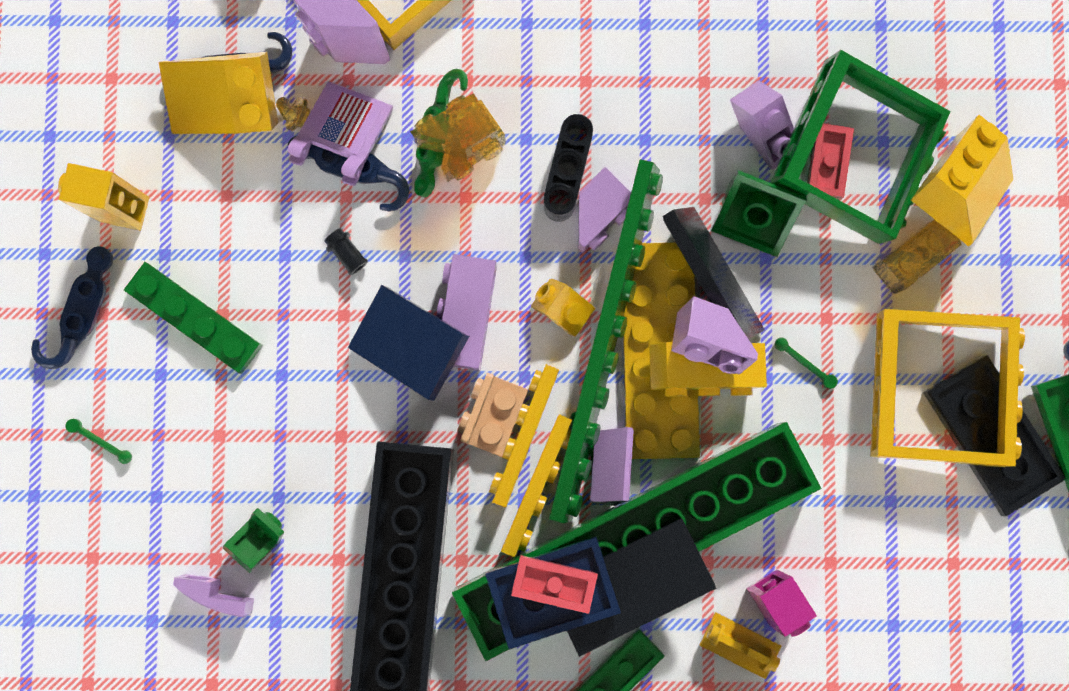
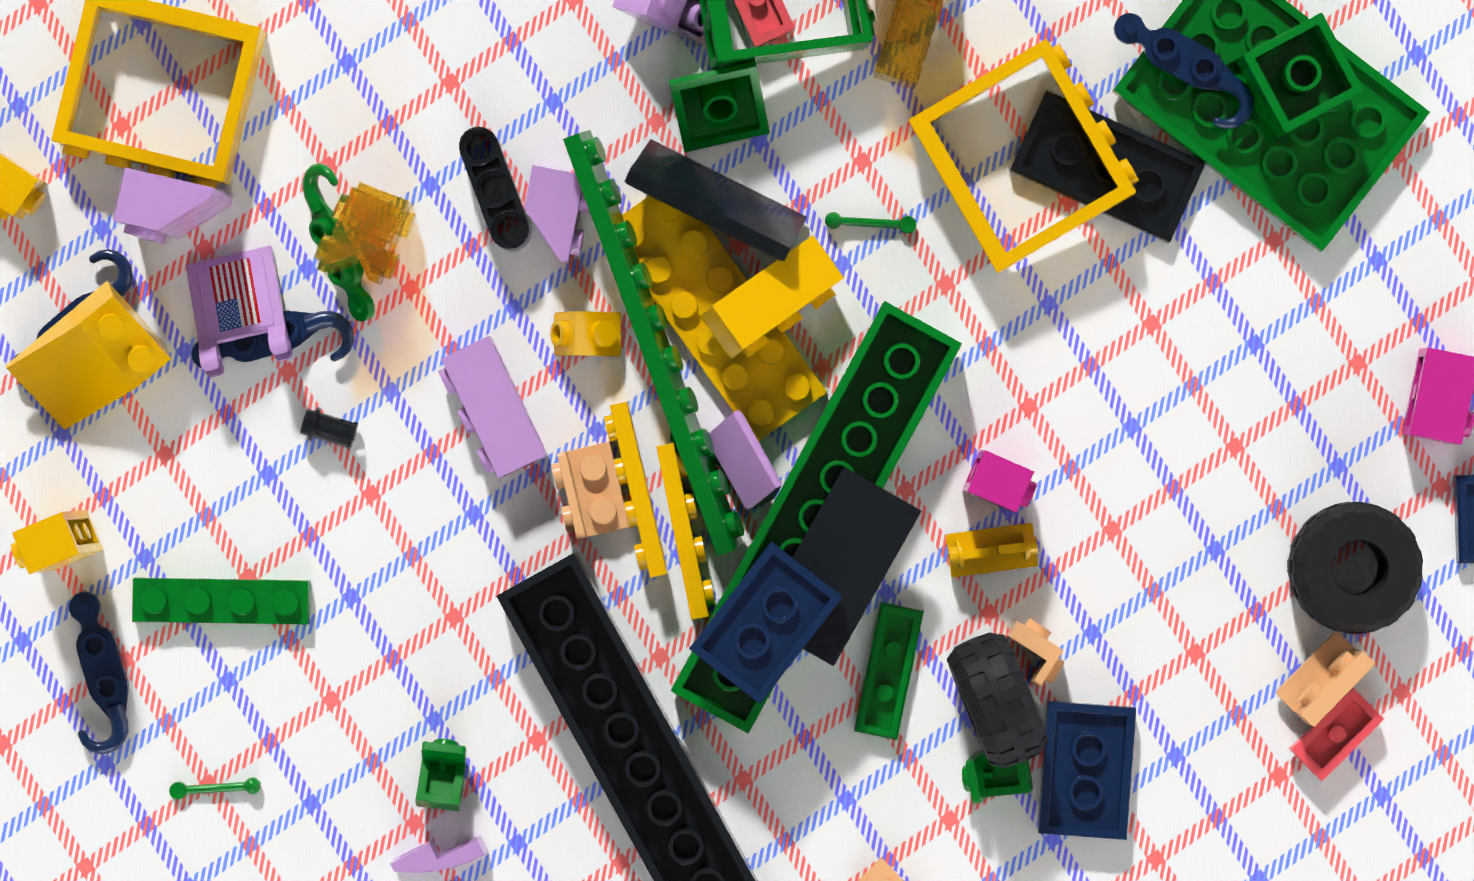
camera: 30 degrees left, 5 degrees up
(295, 113) = (176, 323): clear yellow plate -> none
(408, 342) = (457, 477): dark blue tile -> none
(554, 584) = (760, 612): coral plate -> none
(712, 336) = (752, 270): lavender slope -> none

